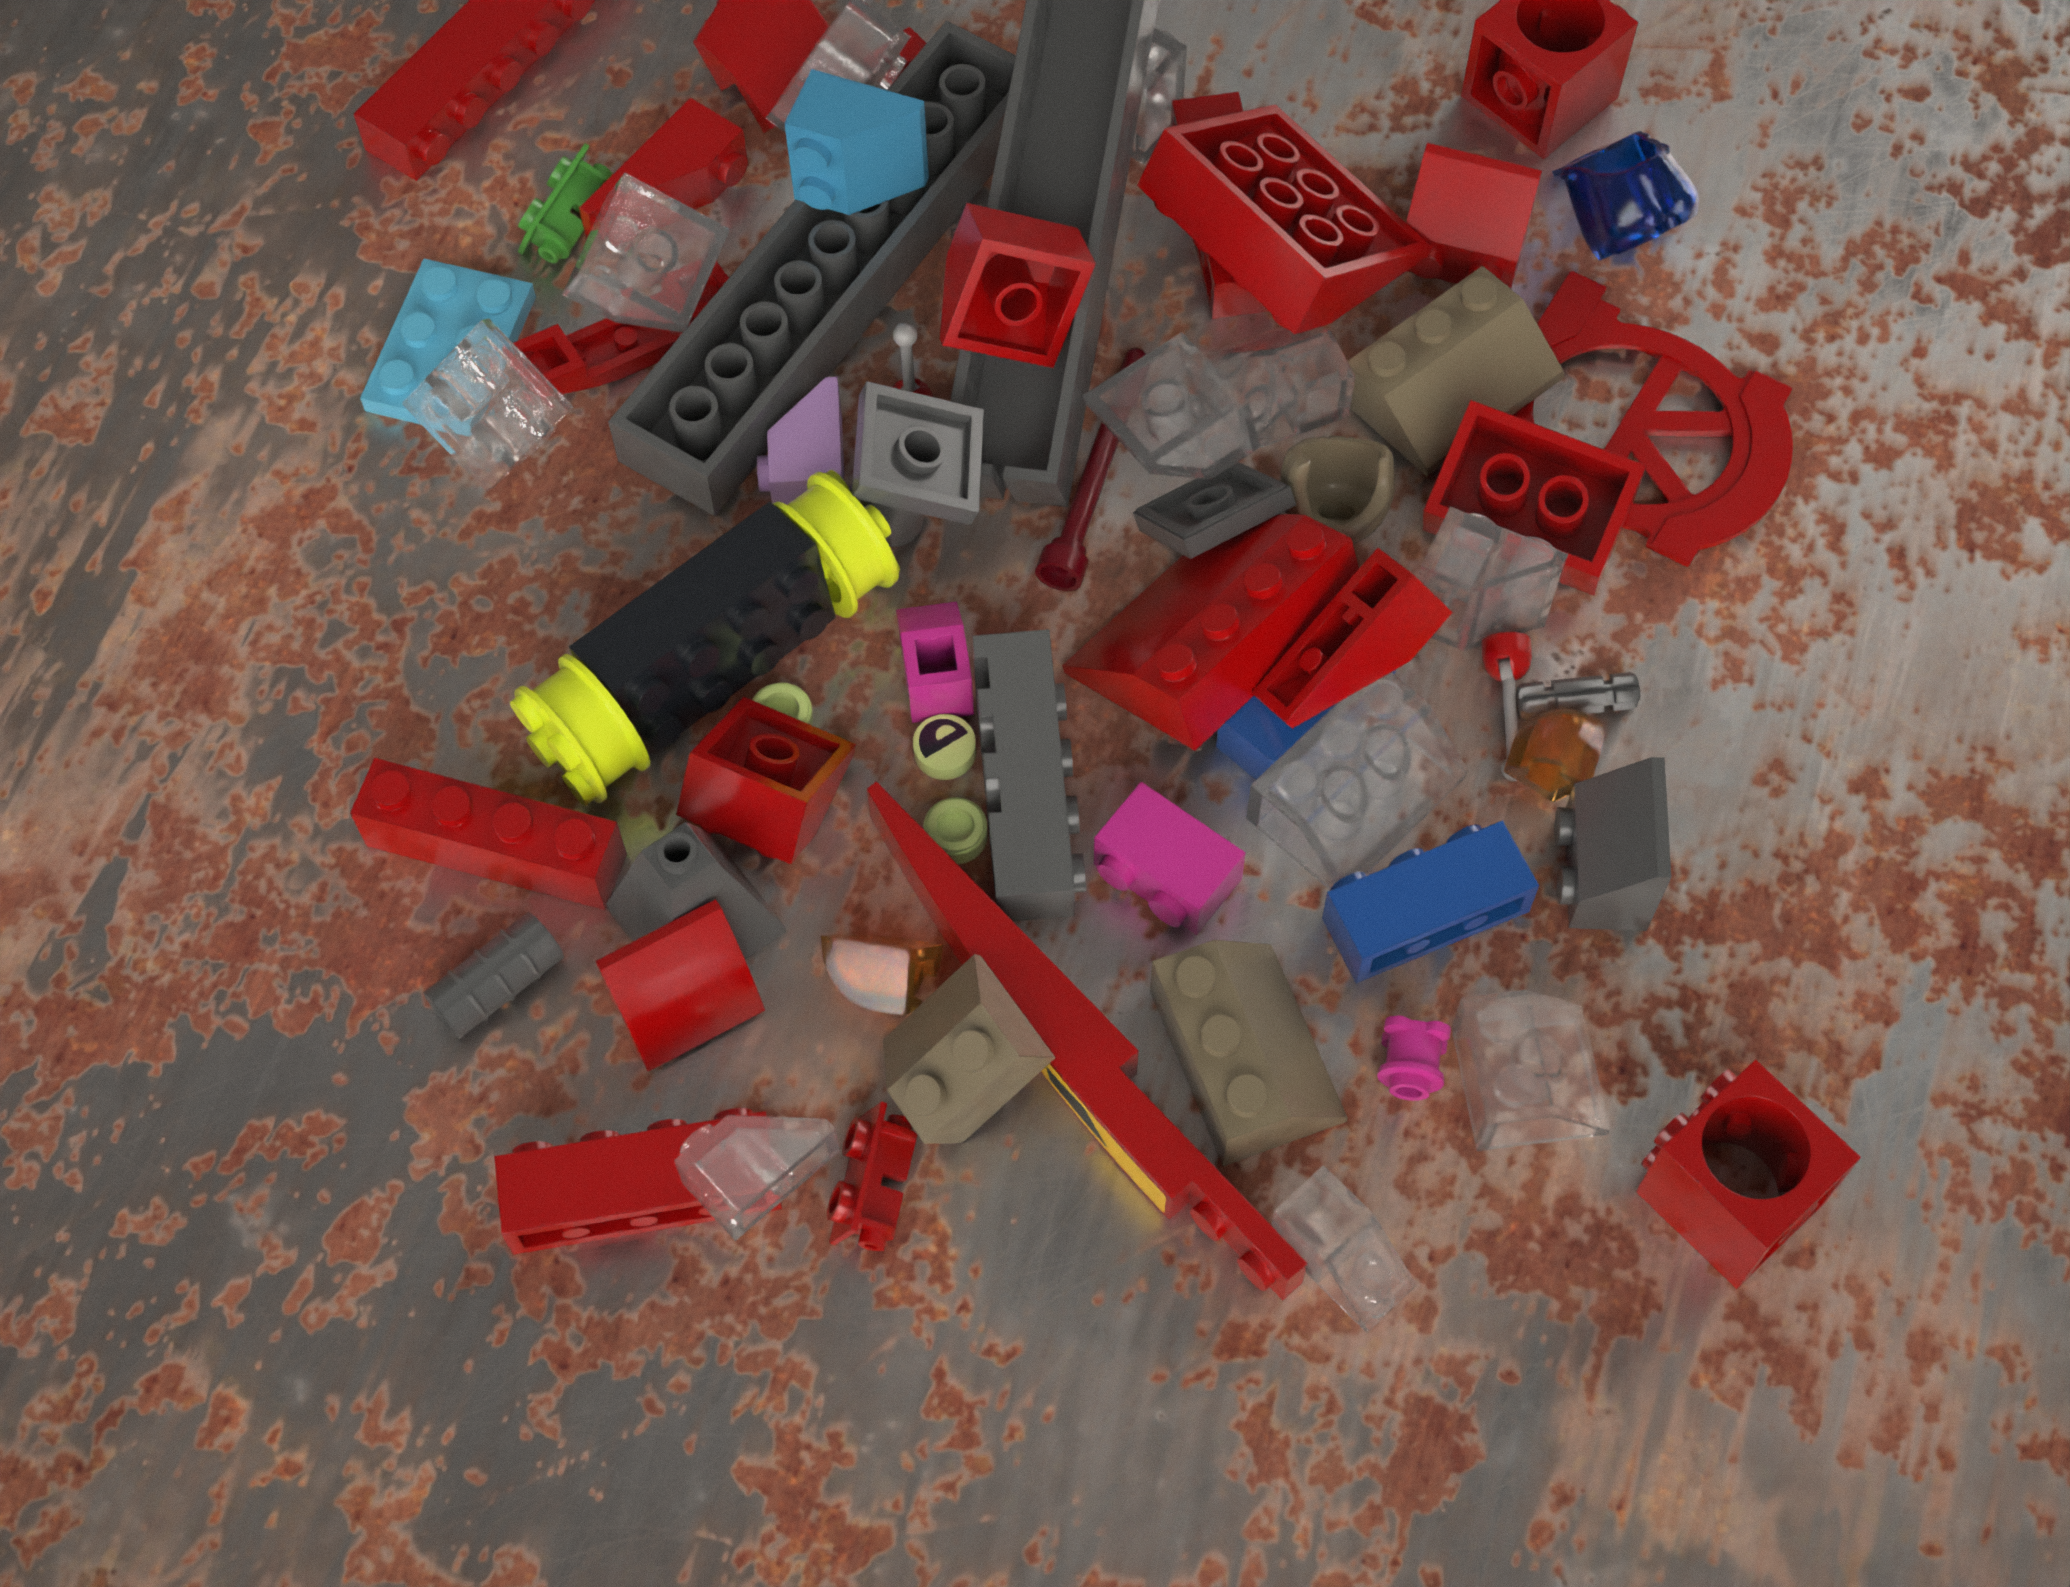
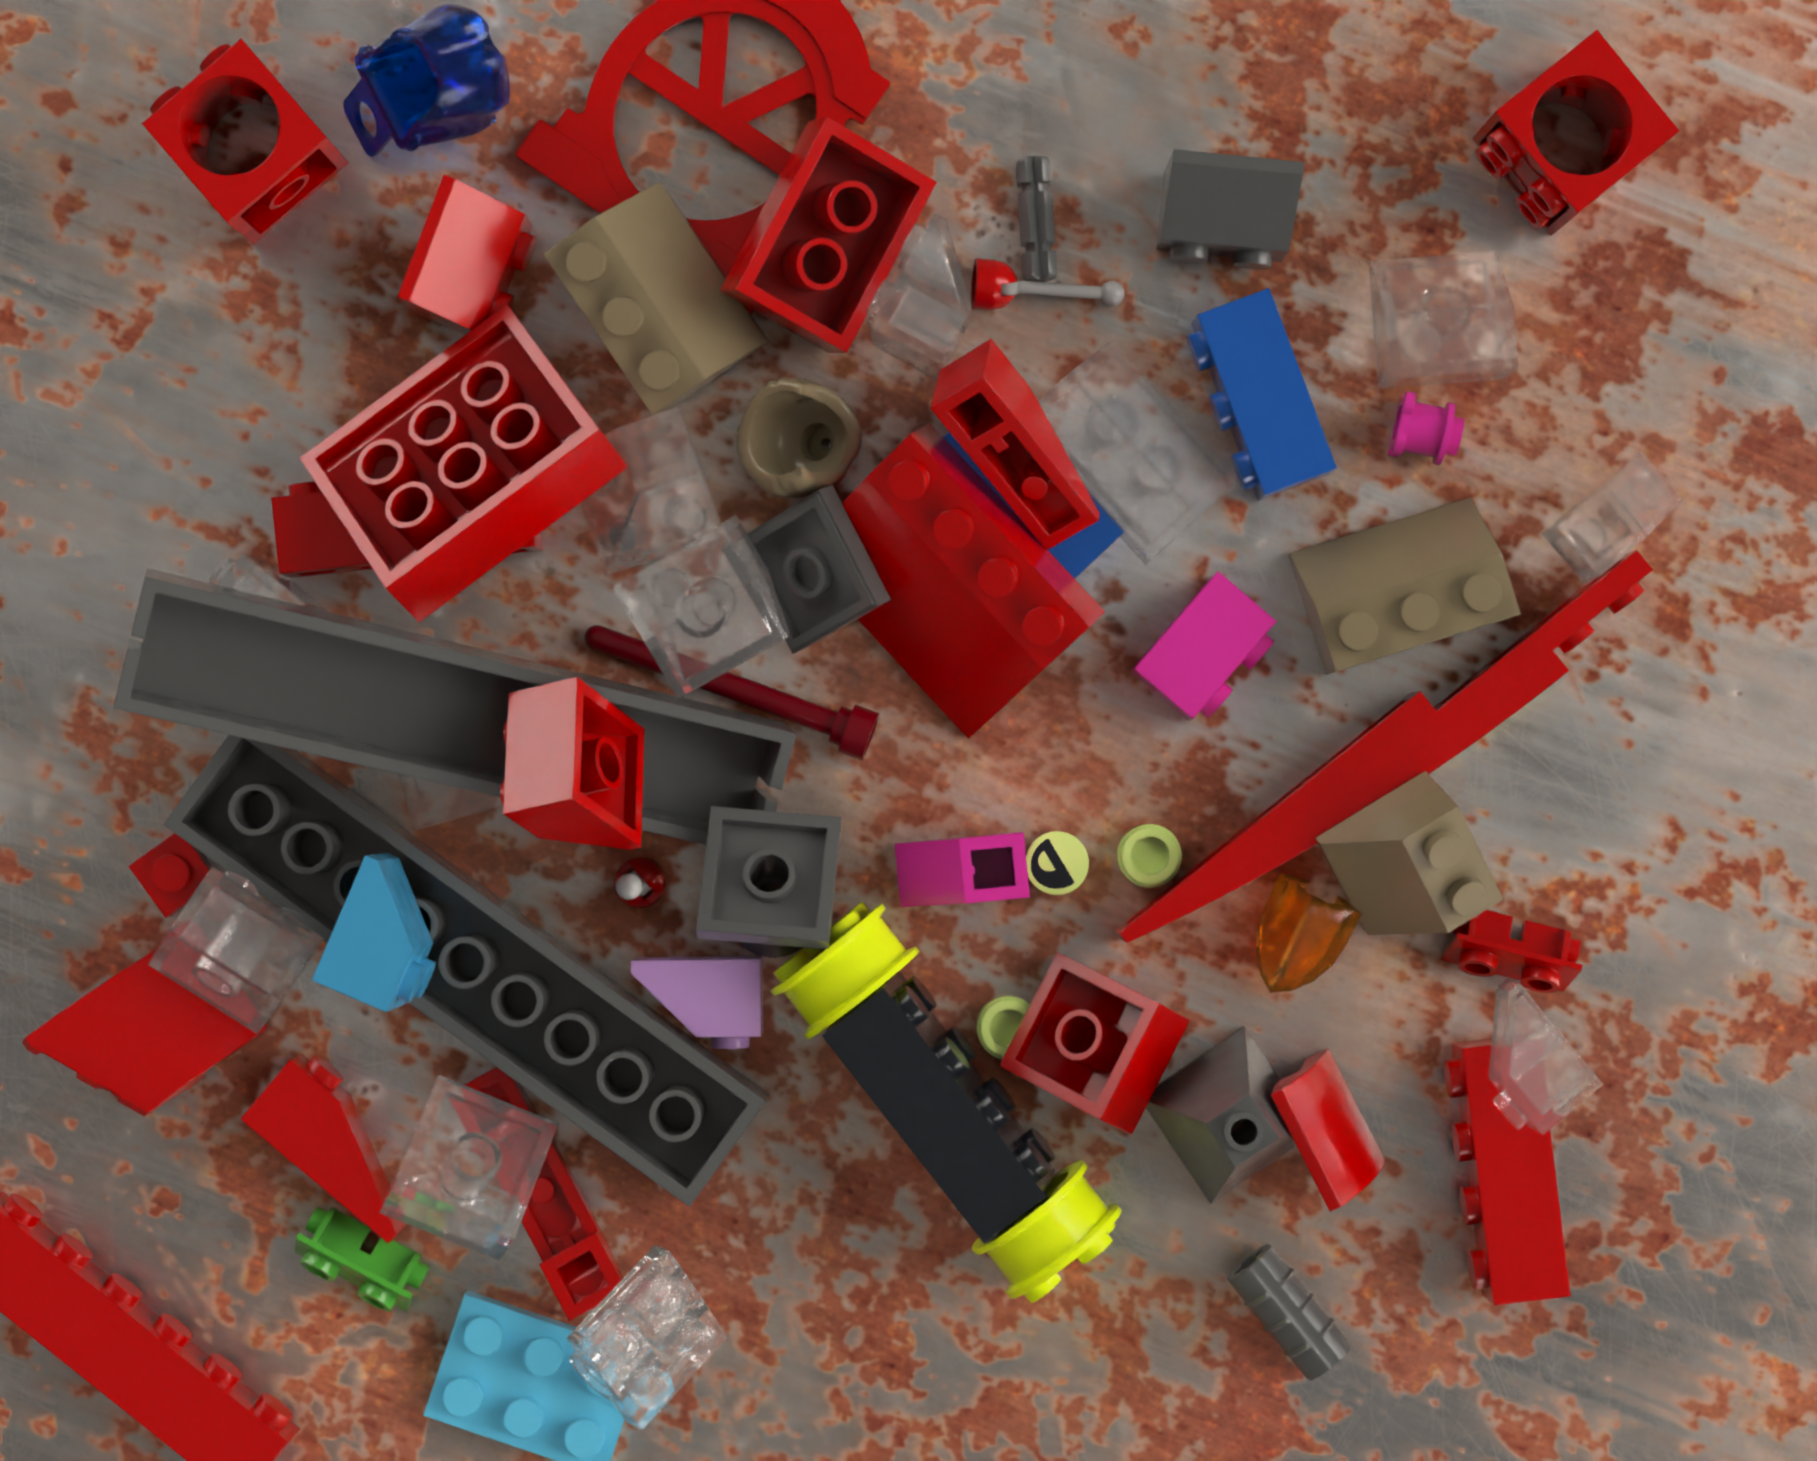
camera: 90 degrees left, 25 degrees up
(489, 833) = (1142, 1321): red brick -> none
(1025, 776) = (1120, 783): dark grey wedge -> none
(1556, 751) = (1103, 246): clear orange brick -> none

